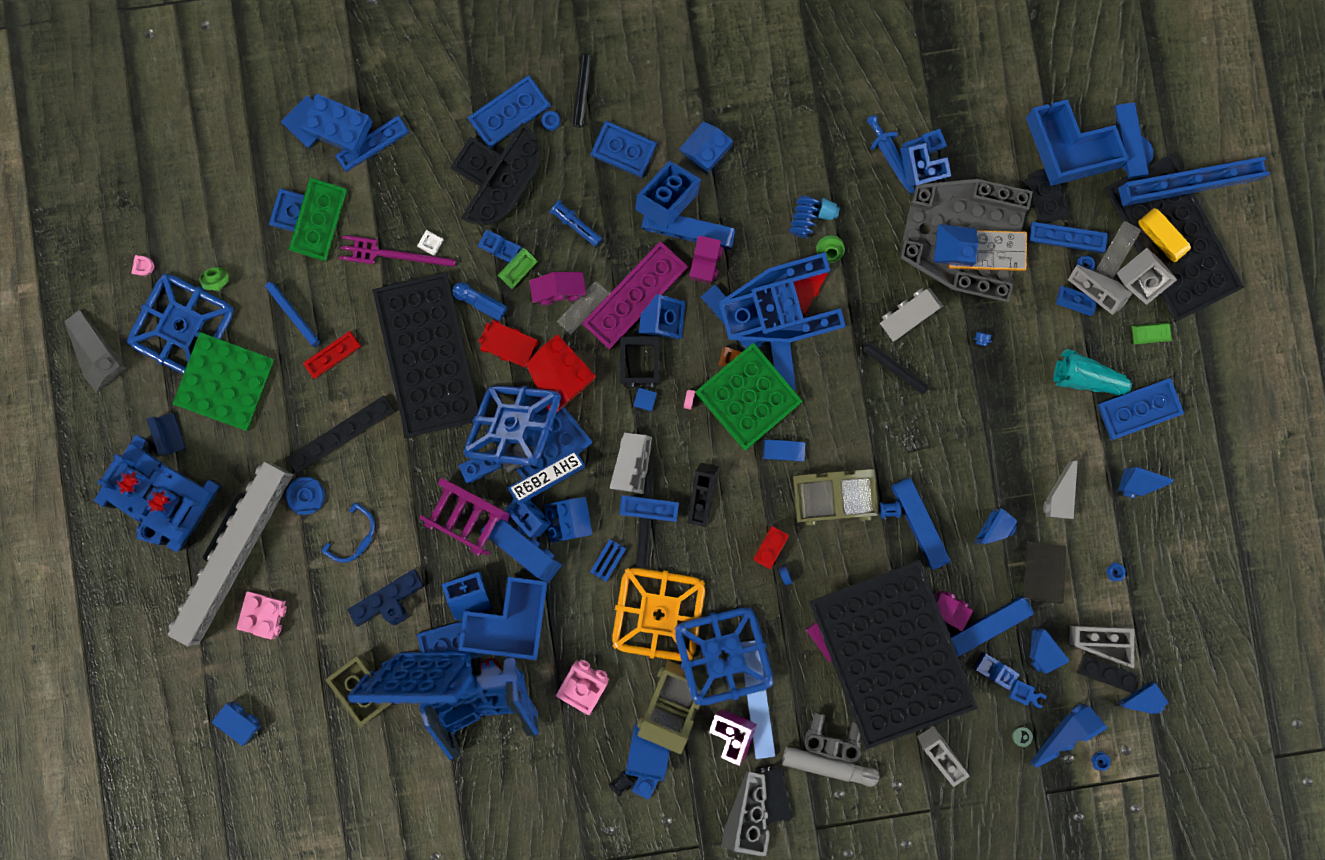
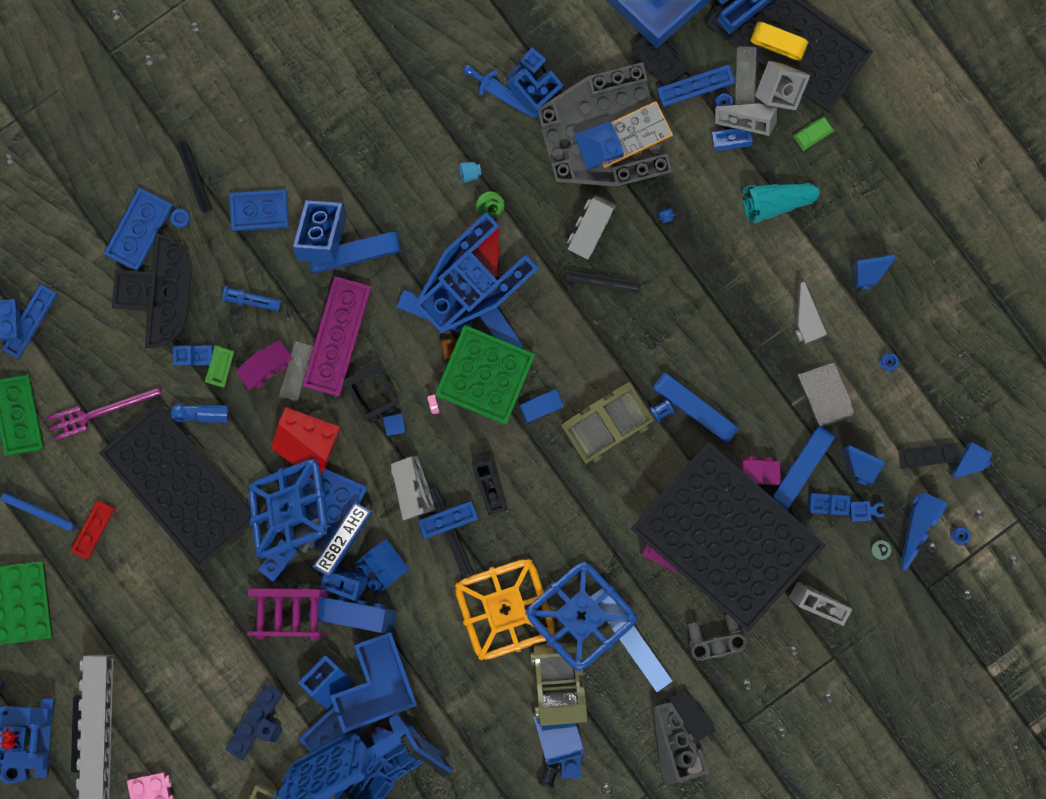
camera: 25 degrees left, 0 degrees up
(305, 495) = (134, 668): blue tile -> none
(340, 434) = (138, 597): black plate -> none
(363, 545) = (209, 685): blue piece -> none
(430, 243) = (128, 384): white tile -> none
(507, 343) = (245, 438): red piece -> none
(583, 686) = (471, 708): bright pink plate -> none
(599, 574) = (427, 587): blue tile -> none
(663, 317) = (372, 343): blue slope -> none
(704, 260) = (383, 272): magenta brick -> none
(706, 146) = (332, 170): blue slope -> none
(736, 731) = (628, 677): brick -> none
(770, 547) = (573, 498): red brick -> none
(785, 575) = (599, 516): blue tile -> none
(803, 217) = (451, 188): blue piece -> none
(829, 767) = (725, 665): light grey piece -> none
(997, 527) = (764, 376): blue slope -> none
(1107, 642) = (911, 428): light grey wedge -> none
(1140, 409) = (837, 206): blue plate -> none

